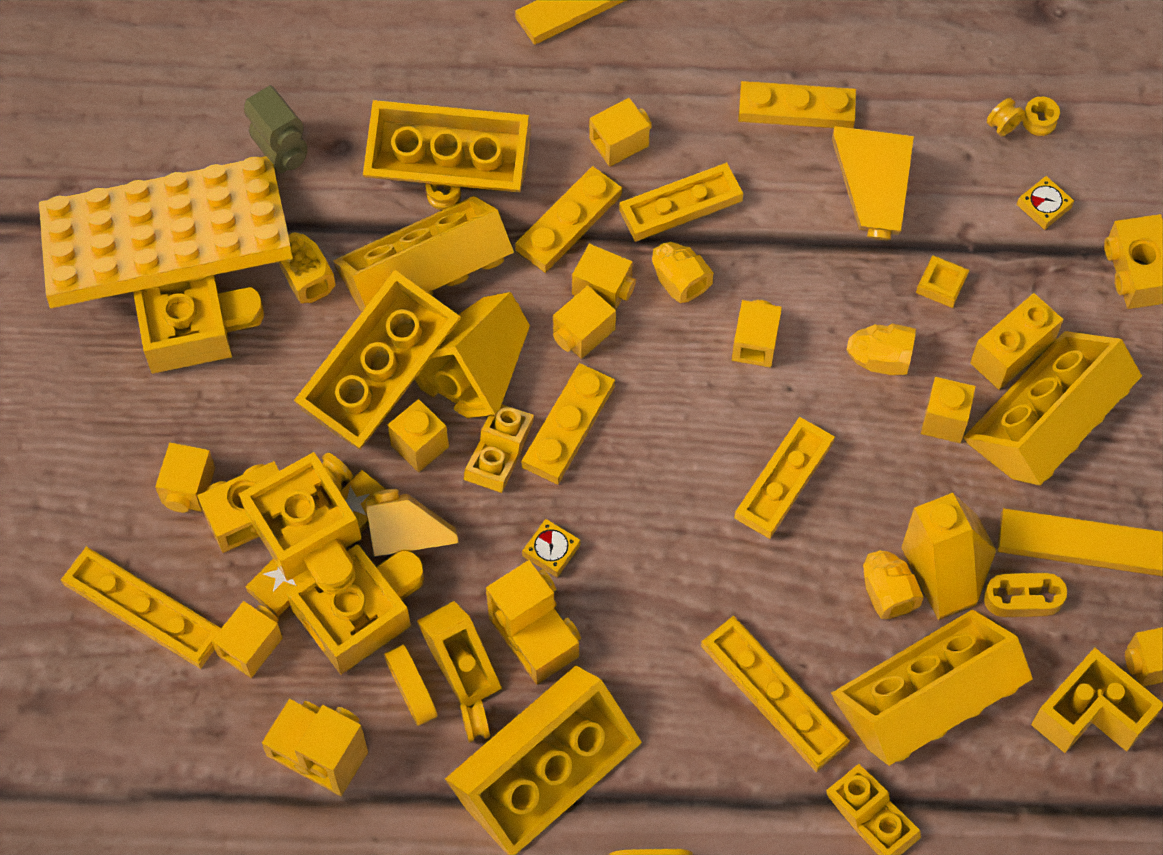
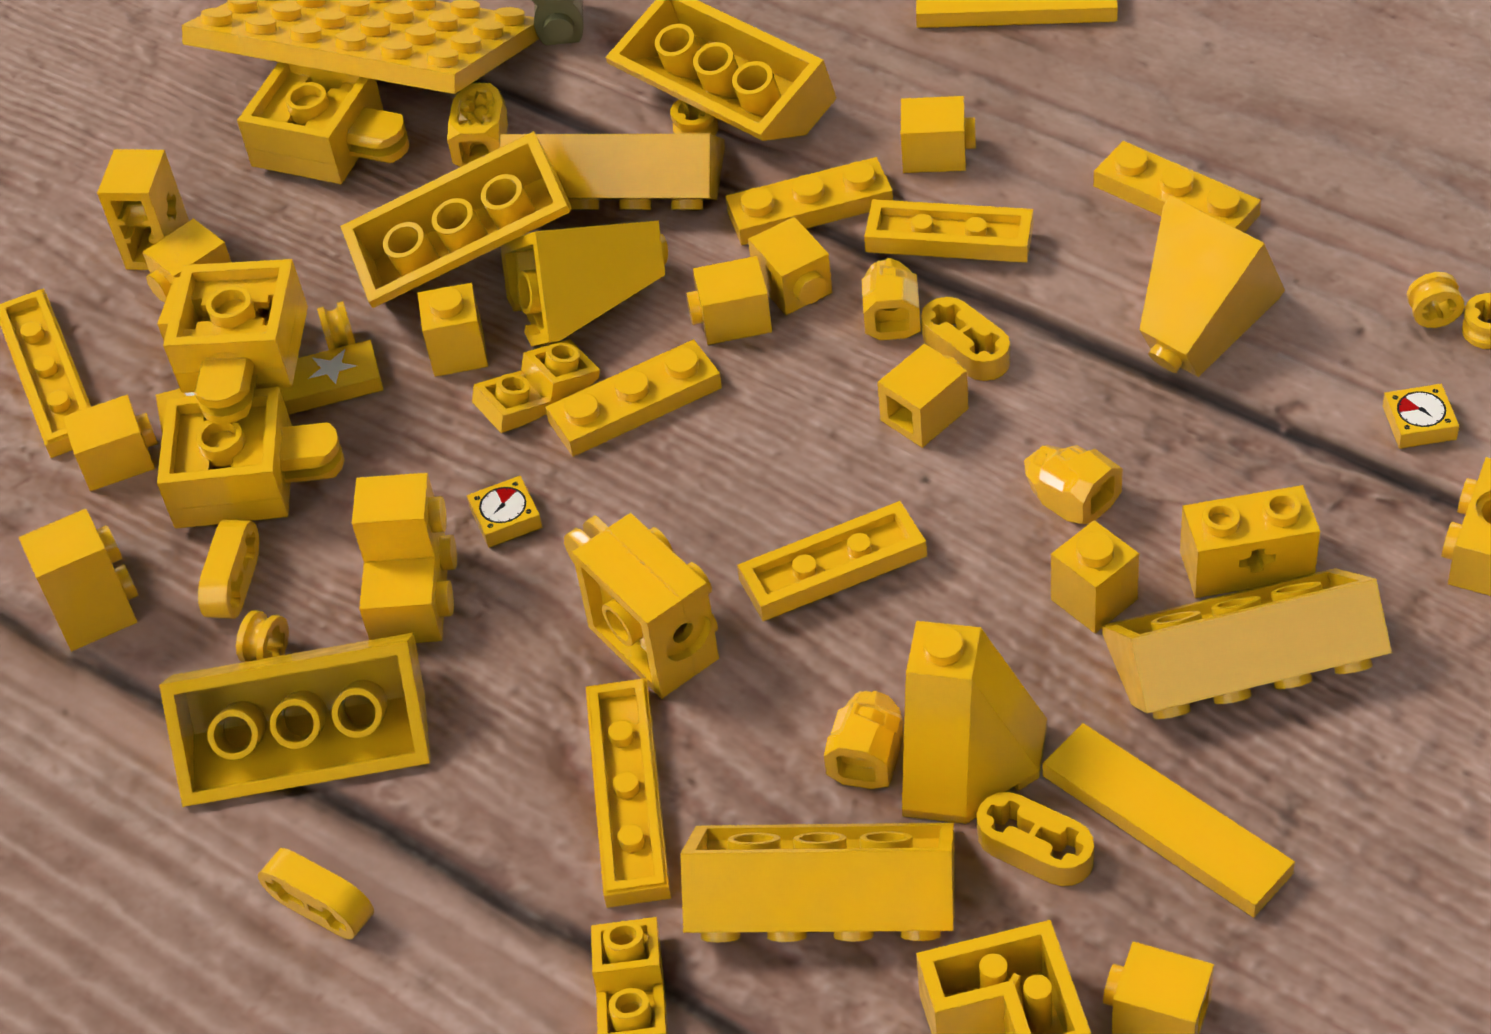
camera: 40 degrees right, 15 degrees down
(126, 451) = (140, 202): none -> yellow brick
(405, 524) = (358, 402): yellow slope -> none
(459, 653) = (305, 562): yellow slope -> none
(702, 566) = (644, 600): none -> yellow brick
(746, 276) = (971, 333): none -> yellow beam
(942, 281) = (1212, 445): yellow tile -> none

